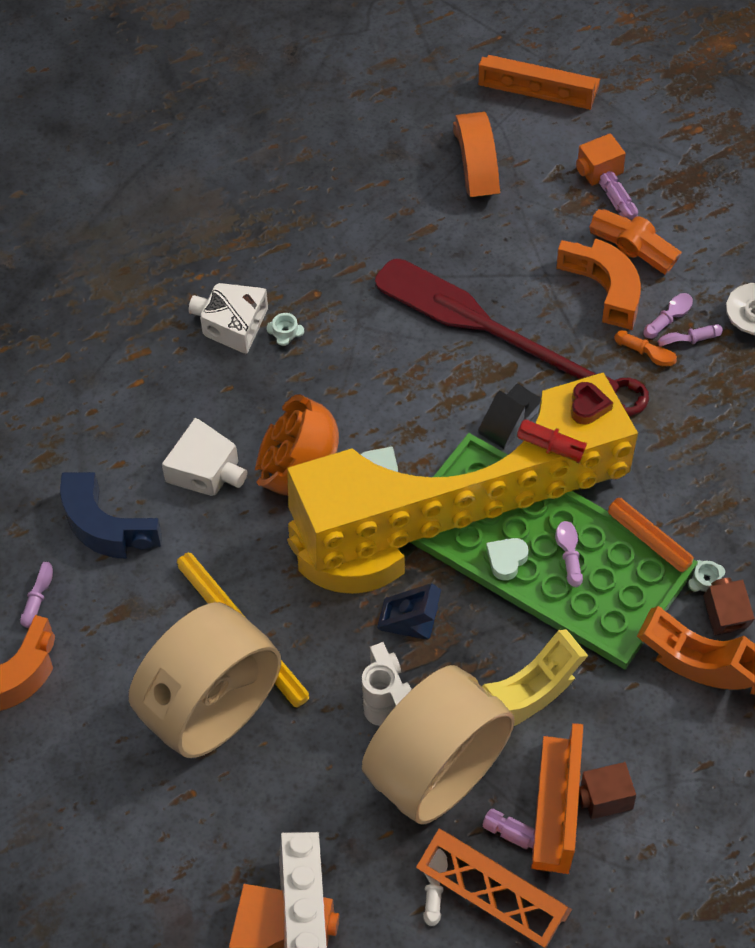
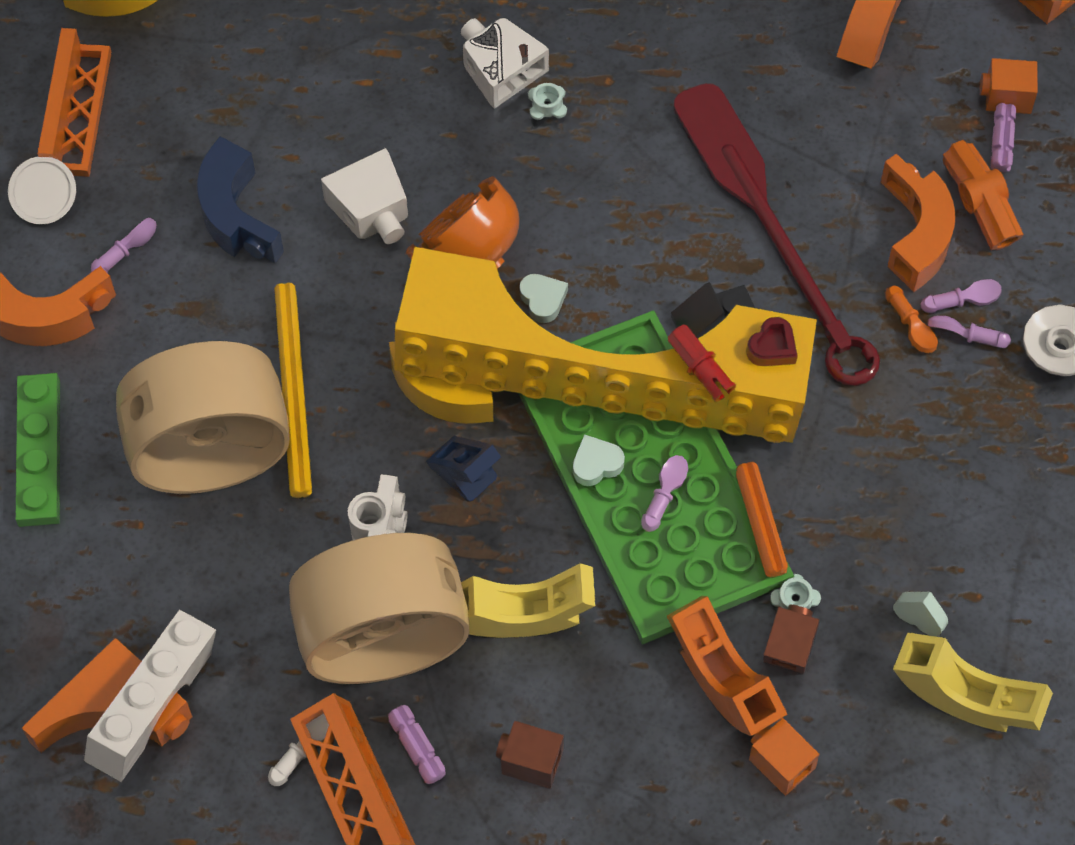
camera: 30 degrees right, 5 degrees up
(74, 781) = (38, 450): none -> bright green plate
(557, 802) = (471, 736): orange fence -> none

